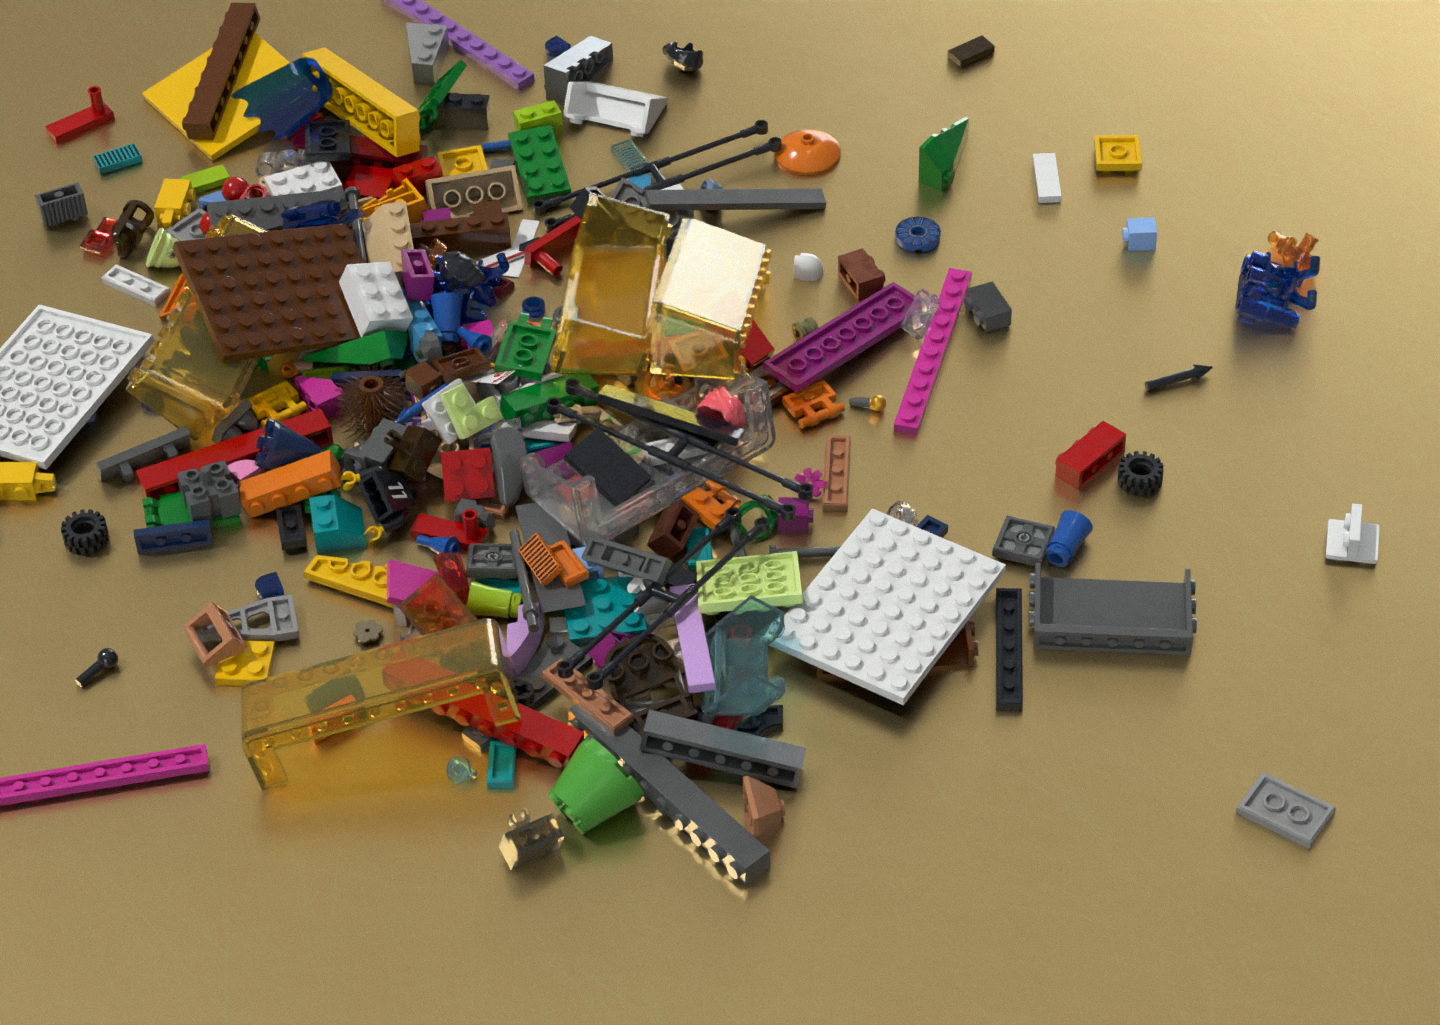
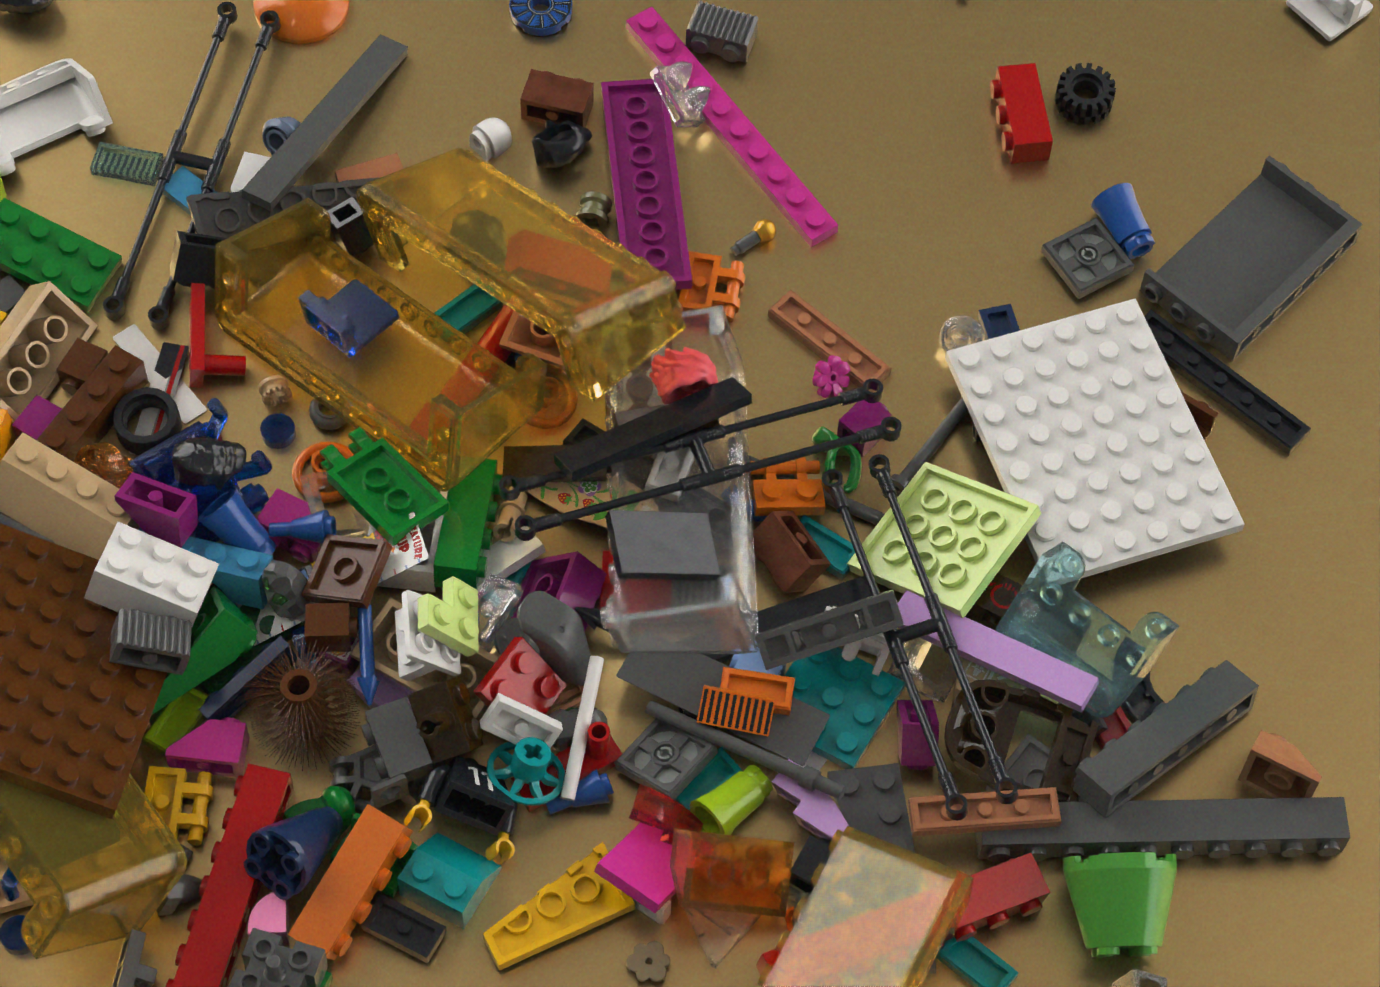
camera: 55 degrees left, 15 degrees up
(337, 317) = (150, 641): none -> dark grey brick
(425, 506) = (527, 767): none -> teal wheel
(442, 484) = (517, 721): none -> white plate
(477, 506) = (581, 728): none -> white bar
(483, 245) = (143, 399): none -> black tyre
(553, 288) = (274, 390): none -> tan bush
(620, 282) = (349, 317): none -> clear blue bracket
(833, 292) = (559, 143): none -> black hair

